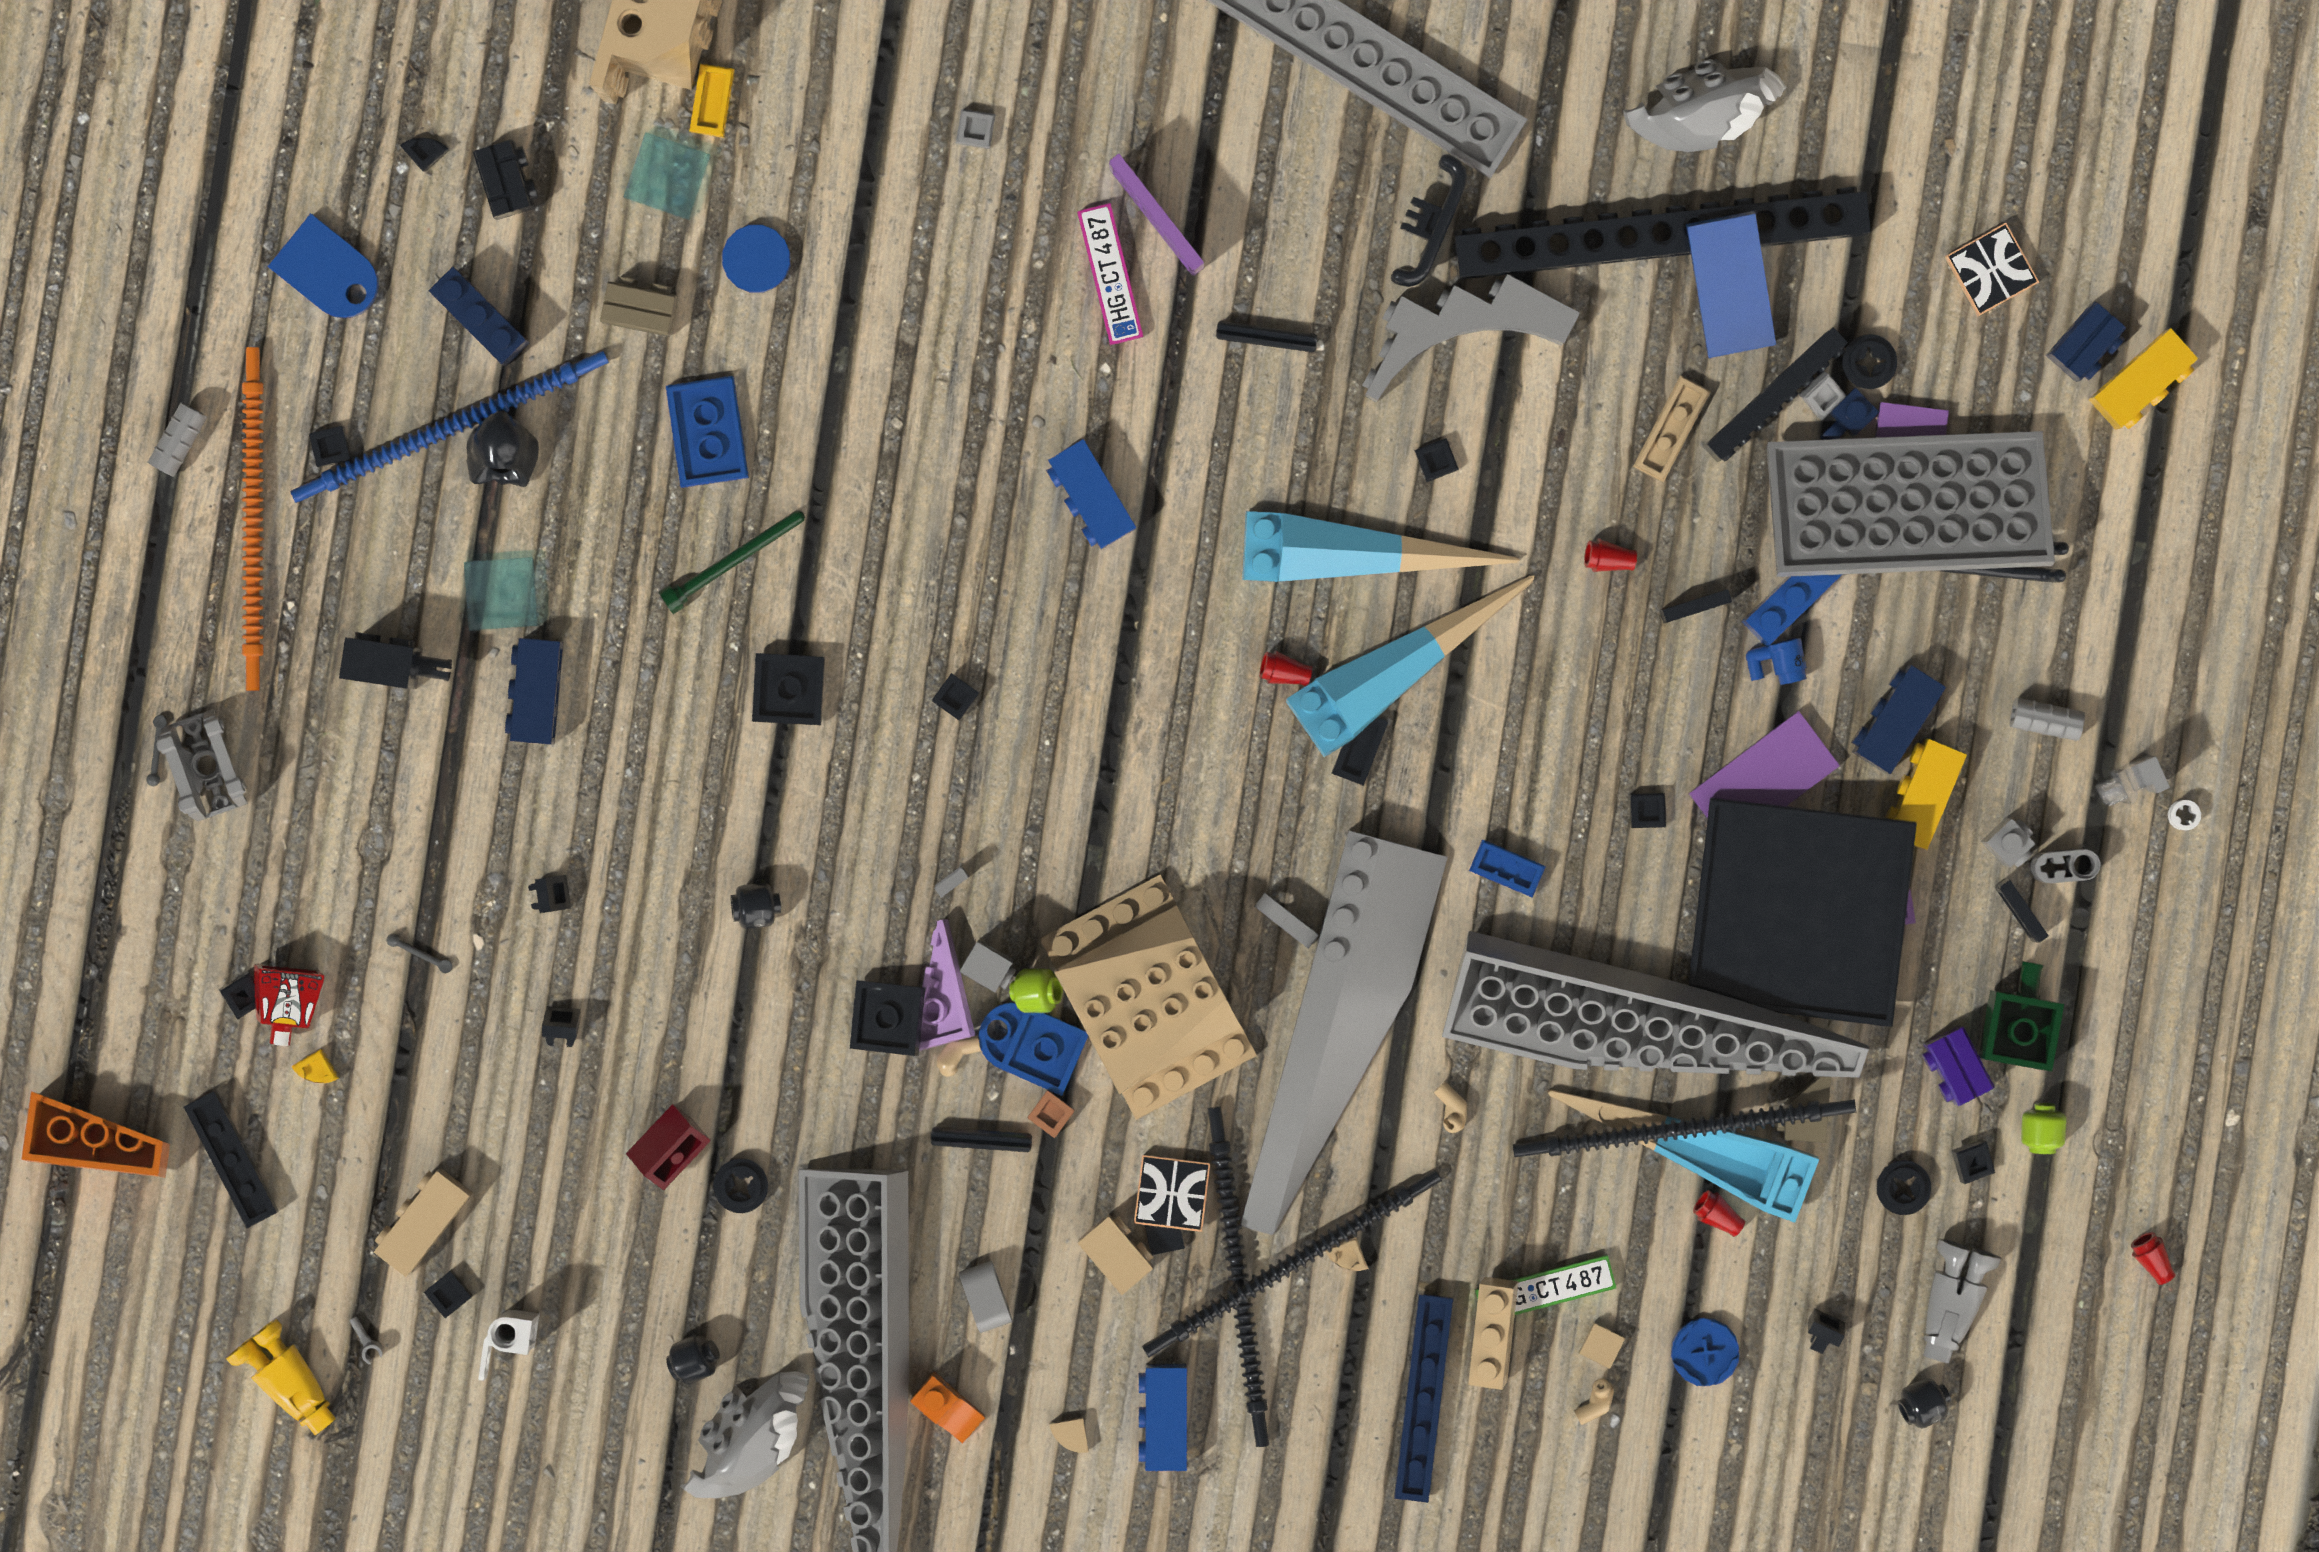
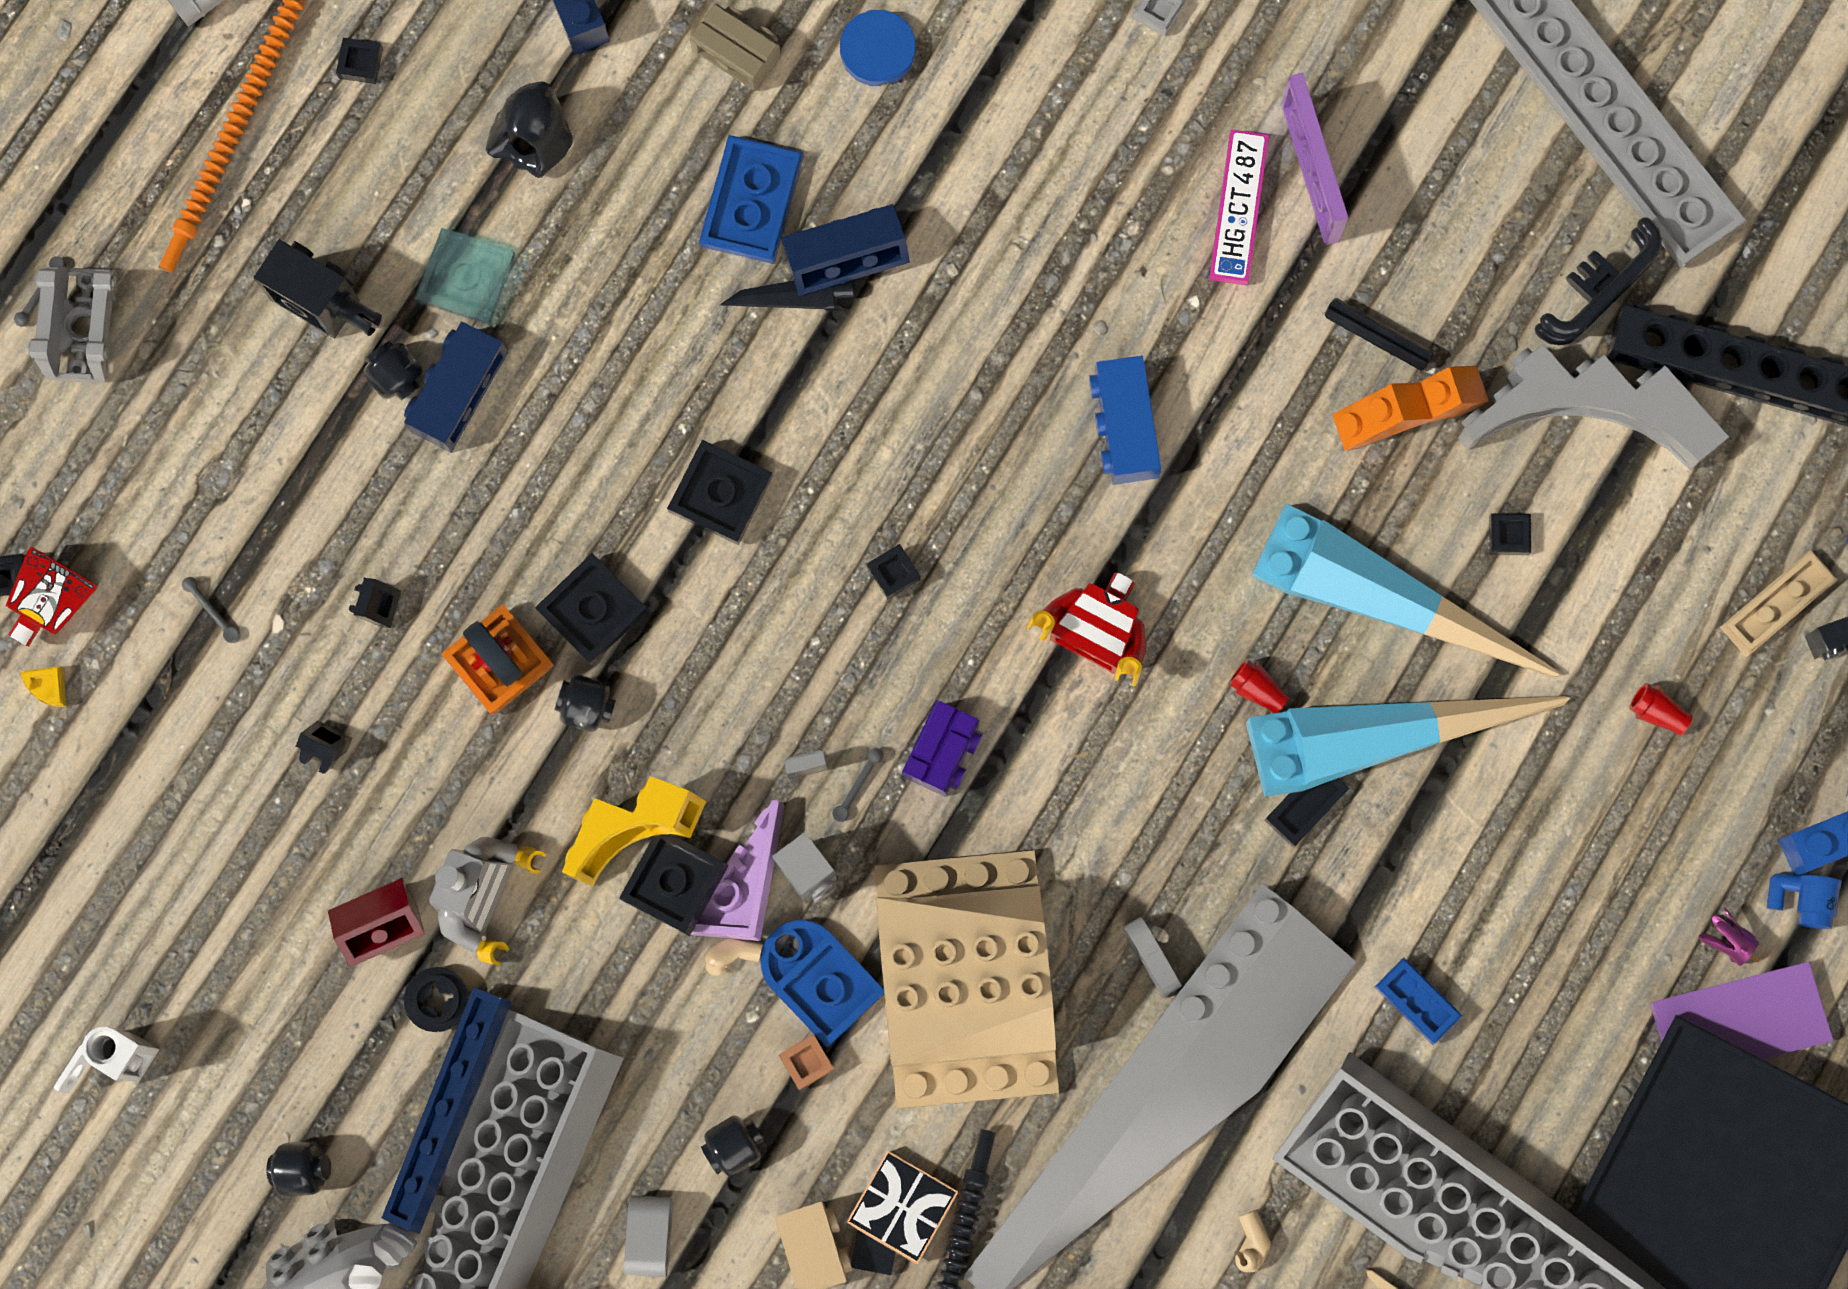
camera: 30 degrees right, 10 degrees down
(331, 480) = (344, 92): blue hose -> none
(421, 1221) = (78, 894): tan brick -> none
(448, 1294) = (71, 985): black tile -> none
(479, 699) = (393, 370): none -> black head
(669, 899) = (497, 659): none -> orange plate
(677, 595) = (646, 349): dark green piece -> none
(726, 827) = (591, 608): none -> black plate
(731, 1089) = (470, 890): none -> light grey torso
(783, 495) = (786, 296): none -> black bar
(787, 1266) = (446, 1110): none -> dark blue plate
(804, 446) = (845, 249): none -> dark blue brick
(819, 996) = (610, 829): none -> yellow arch
(981, 1139) = (718, 1059): black axle -> none
(995, 906) = (841, 812): none -> dark grey hinge
(1021, 1202) = (732, 1146): none -> black head
(1036, 990) = (847, 918): lime head -> none
(1054, 824) = (942, 748): none -> dark purple brick
(1137, 674) = (1097, 626): none -> torso
(1316, 389) = (1408, 405): none -> orange arch
(1648, 810) = (1598, 1003): black tile -> none
(1695, 606) = (1736, 800): black tile -> none
(1734, 718) = (1742, 943): none -> flat silver piece

